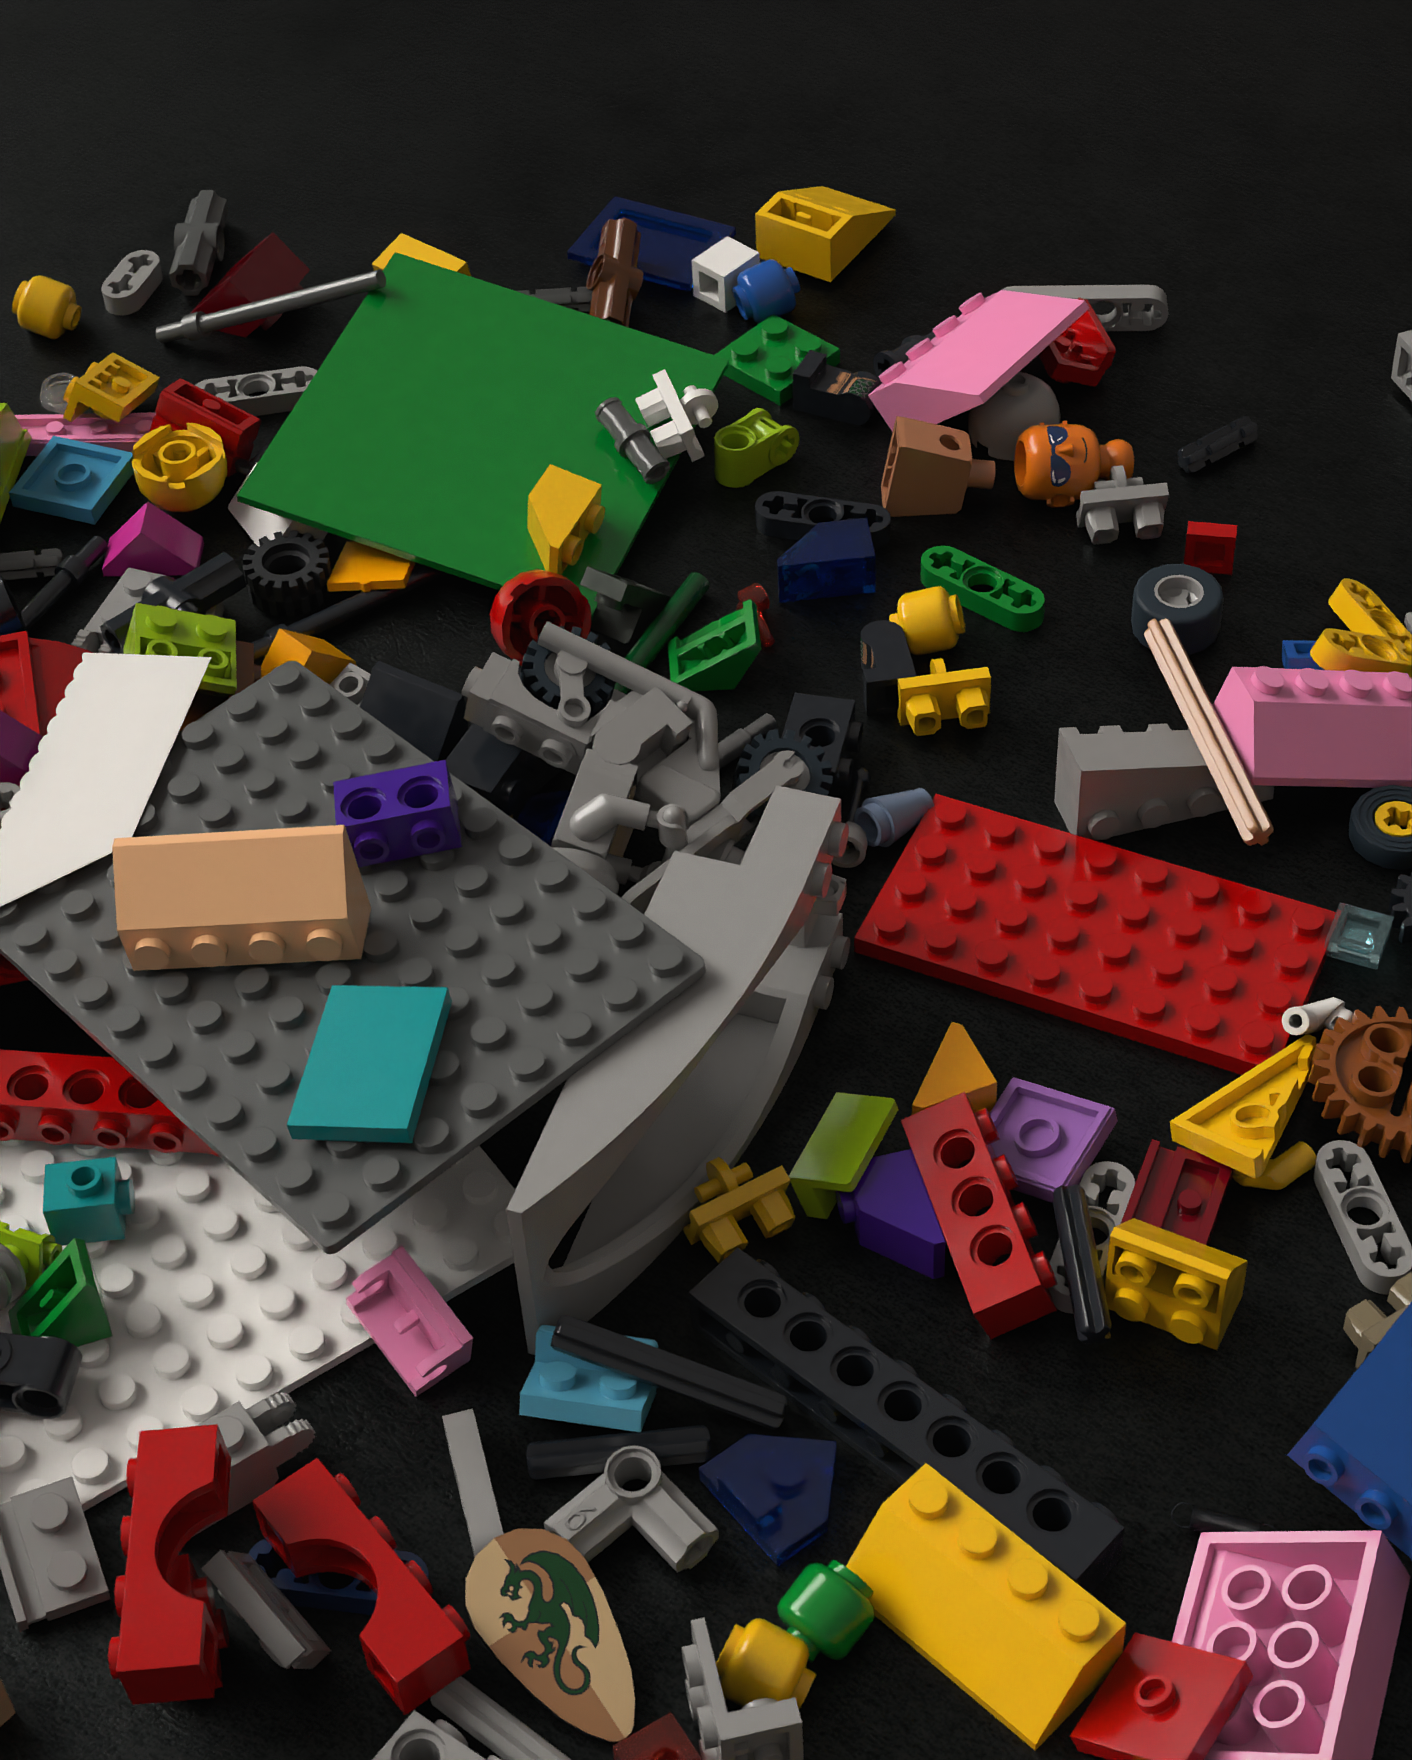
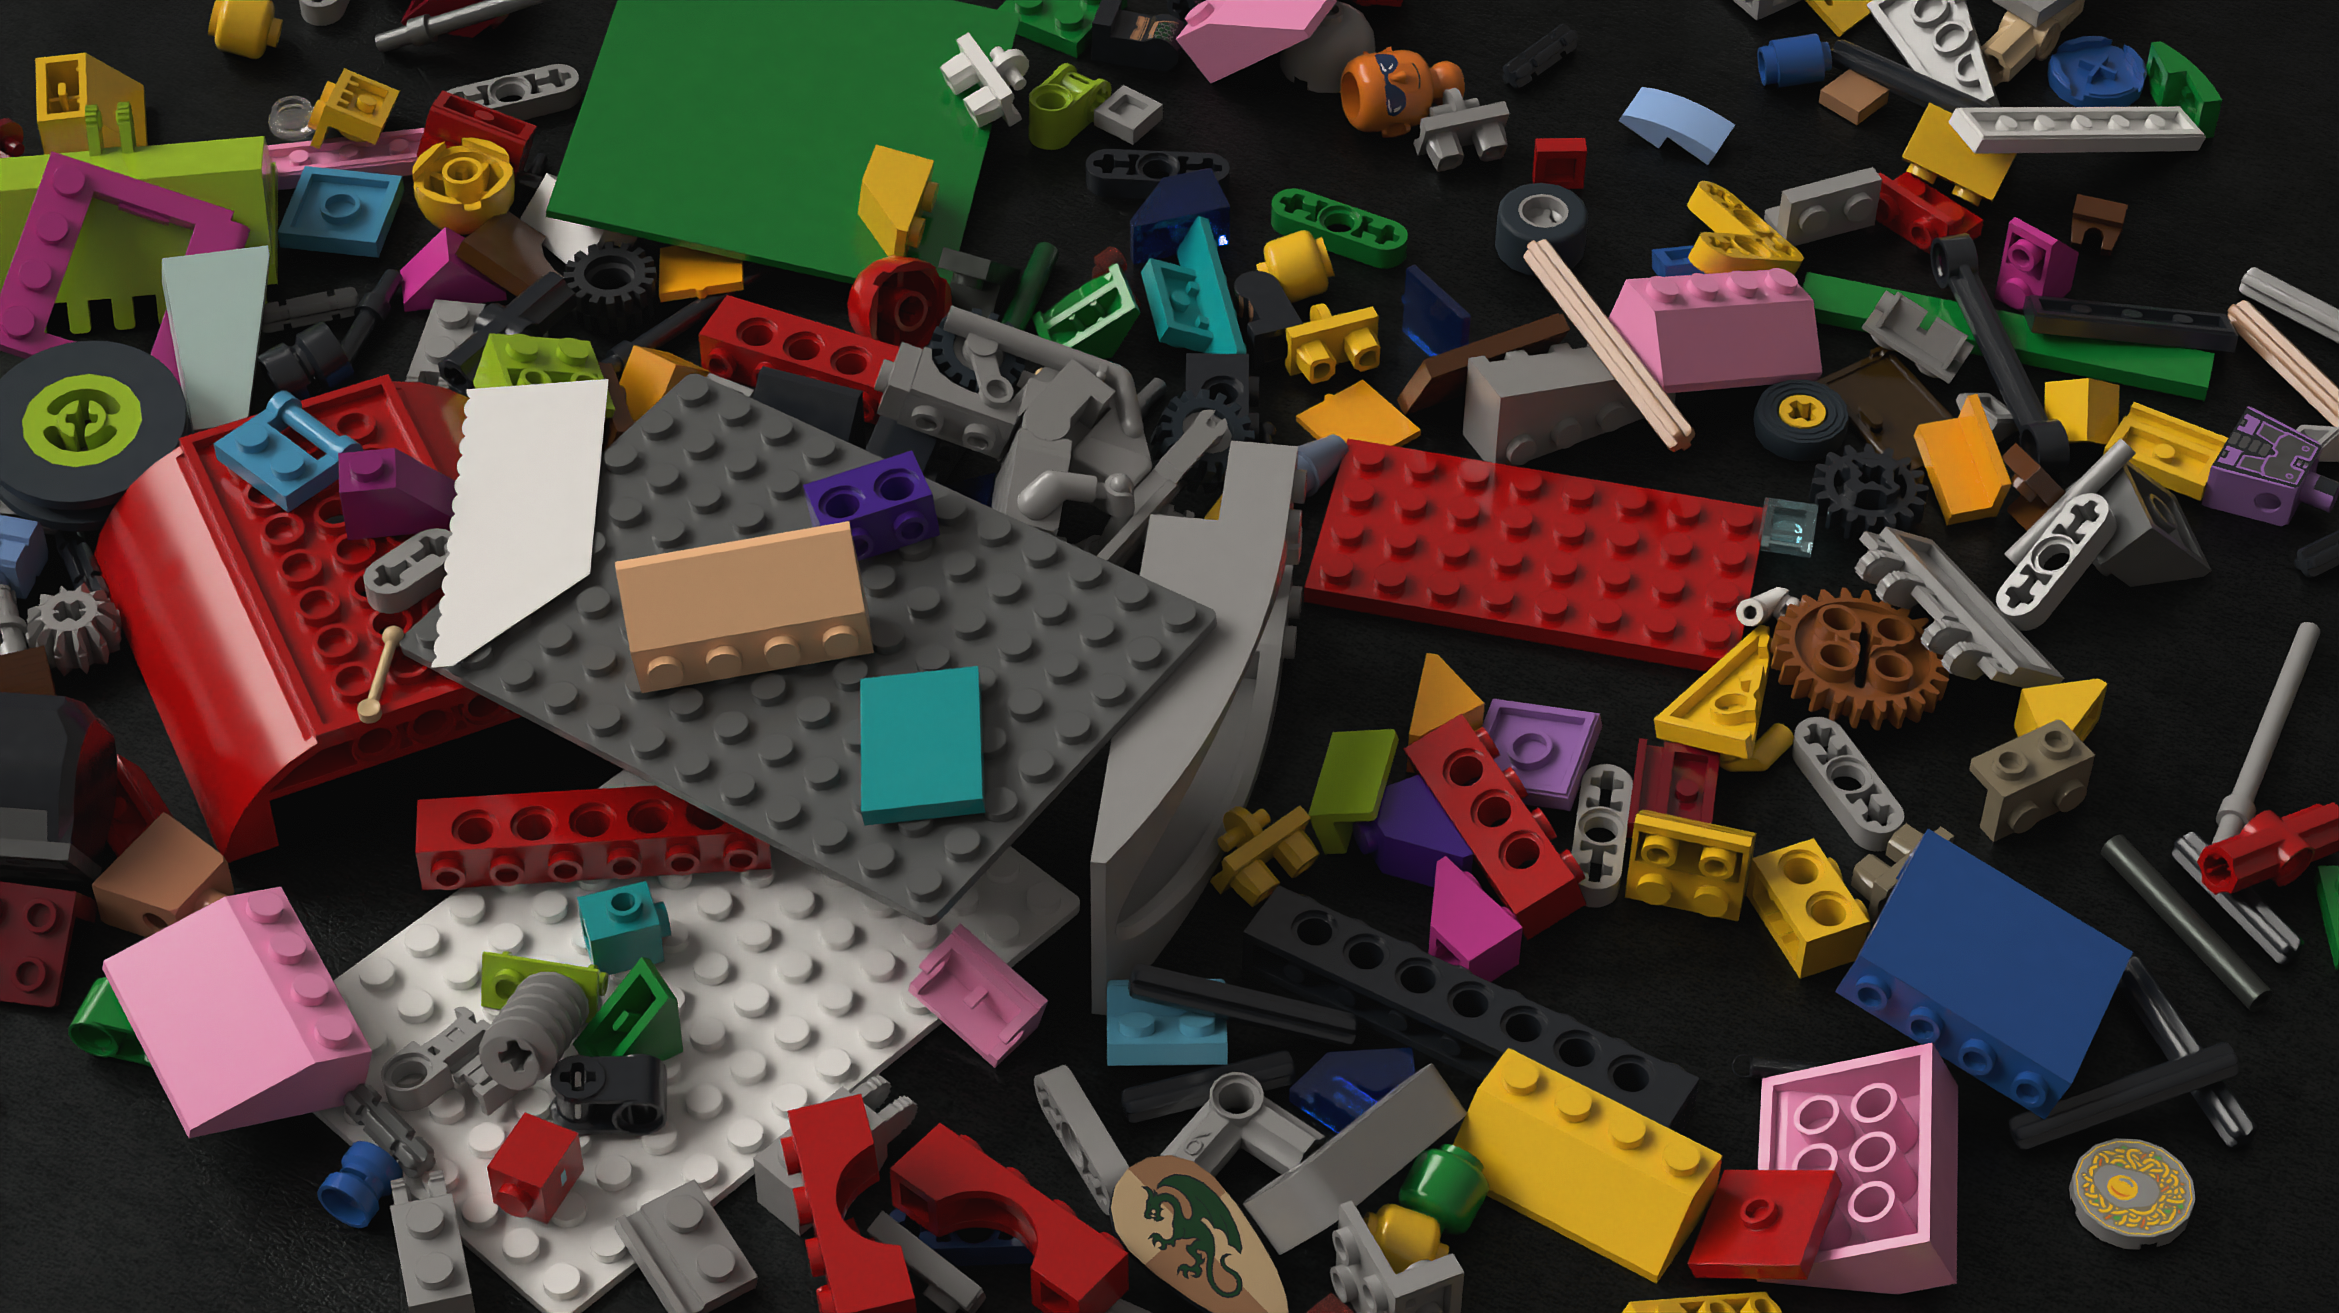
camera: 15 degrees left, 0 degrees up
(201, 530) = (506, 252): none -> reddish brown tile
(418, 643) = (749, 336): none -> red brick
(632, 440) = (946, 110): dark grey pin -> none
(740, 1562) = (1356, 1160): none -> light grey beam
(809, 461) = (1128, 114): none -> light grey plate
(819, 643) = (1193, 299): none -> teal bracket
(925, 1320) = (1471, 926): none -> dark pink slope
(930, 469) = (1259, 111): nougat torso -> none
(957, 773) = (1359, 415): none -> light orange piece
(1035, 742) = (1445, 374): none -> reddish brown tile
(1046, 686) = (1432, 315): none -> clear blue piece
(1081, 1265) = (1602, 858): black axle -> none
(1280, 1350) = (1807, 907): none -> yellow brick
(1346, 522) = (1690, 125): none -> light blue slope

